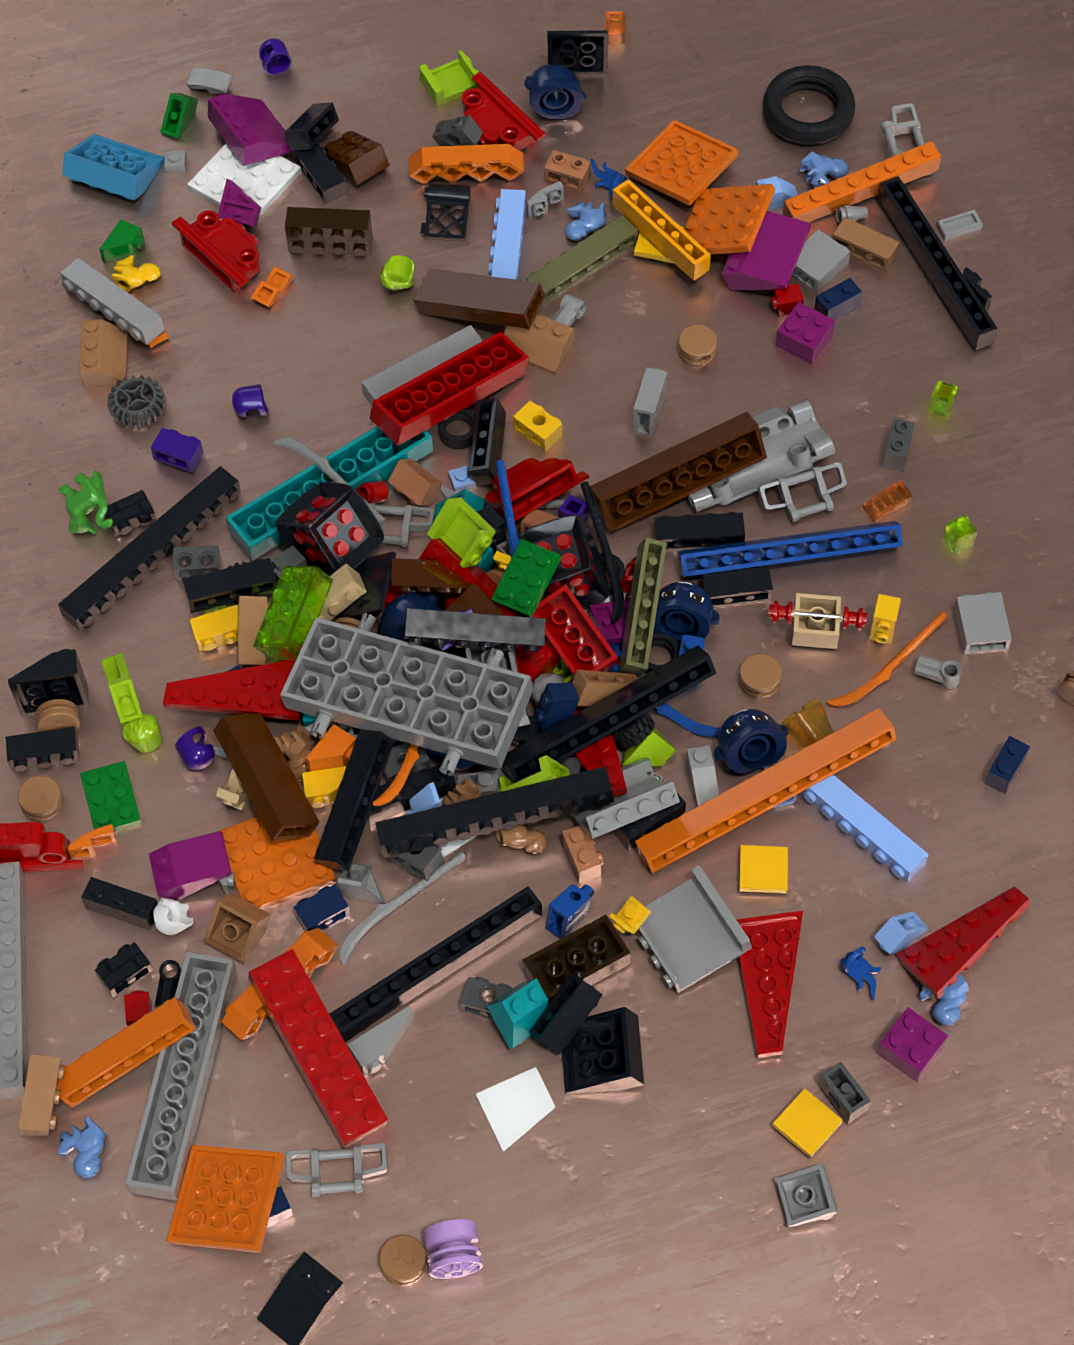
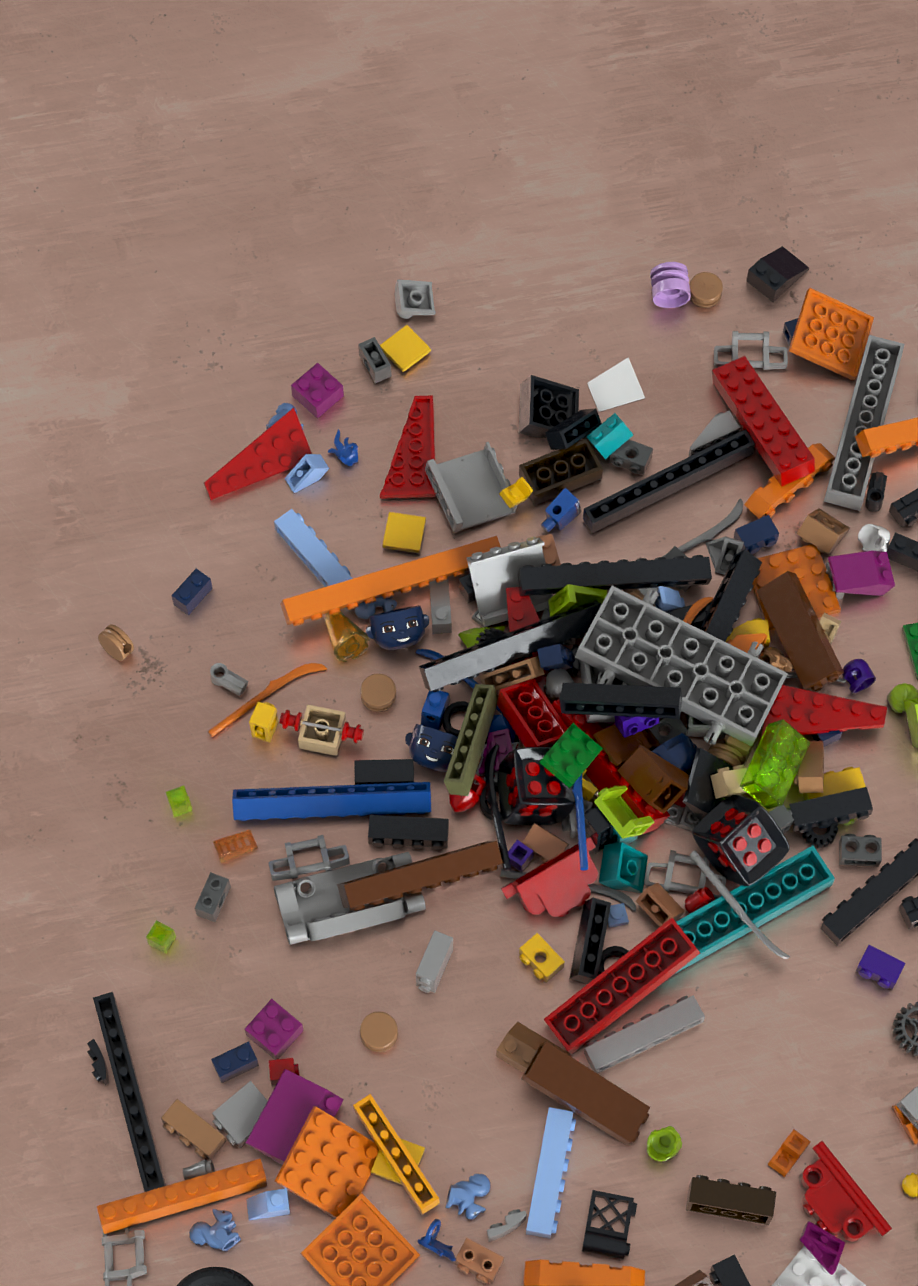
camera: 175 degrees left, 5 degrees up
(137, 1005) = (899, 475): red brick -> none
(249, 398) = (814, 1013): dark purple helmet -> none
(569, 310) = (496, 1087): light grey piece -> none
(585, 258) = (477, 1144): olive brick -> none
(959, 224) = (93, 1149): light grey tile -> none
(982, 623) = (180, 718): light grey brick -> none

